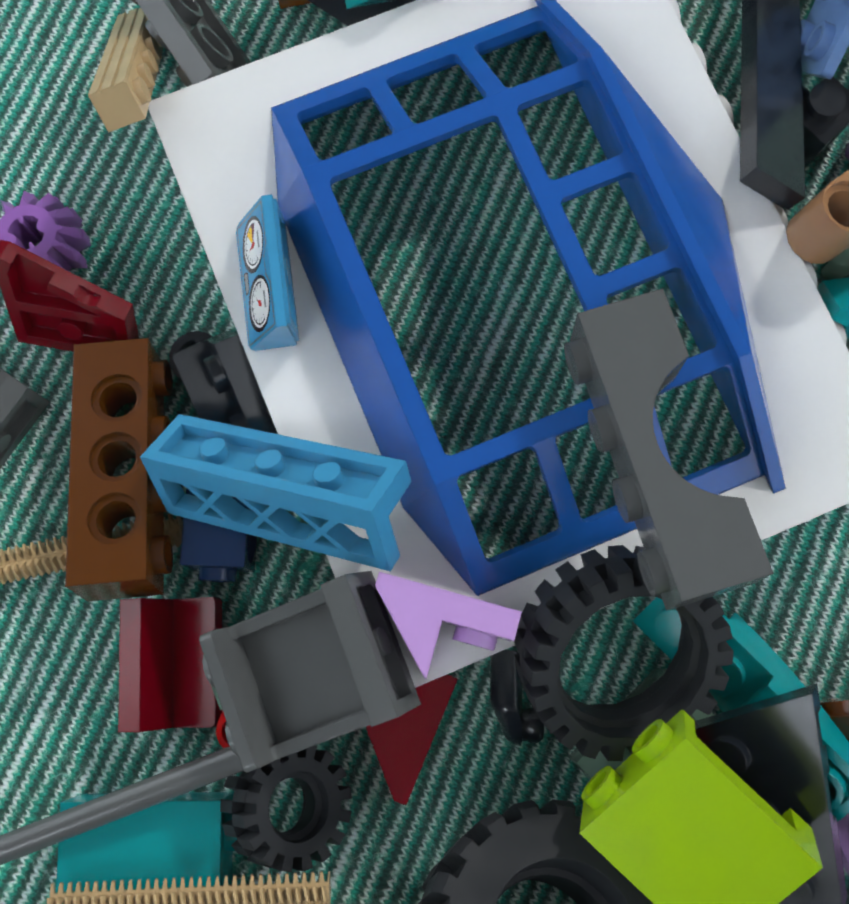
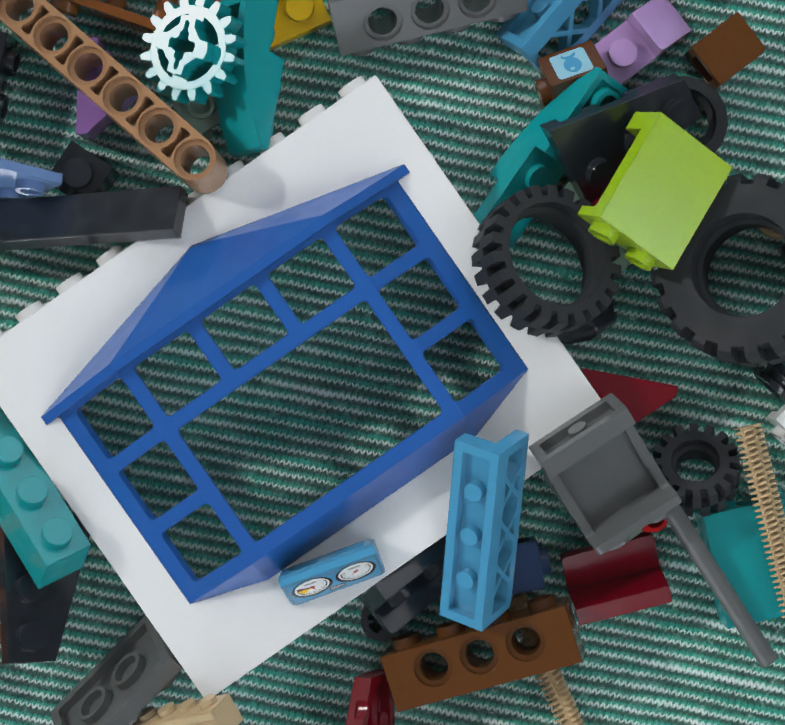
camera: 105 degrees left, 10 degrees up
(422, 609) = (551, 406): lavender slope -> none
(691, 538) = (473, 236): dark grey arch -> none

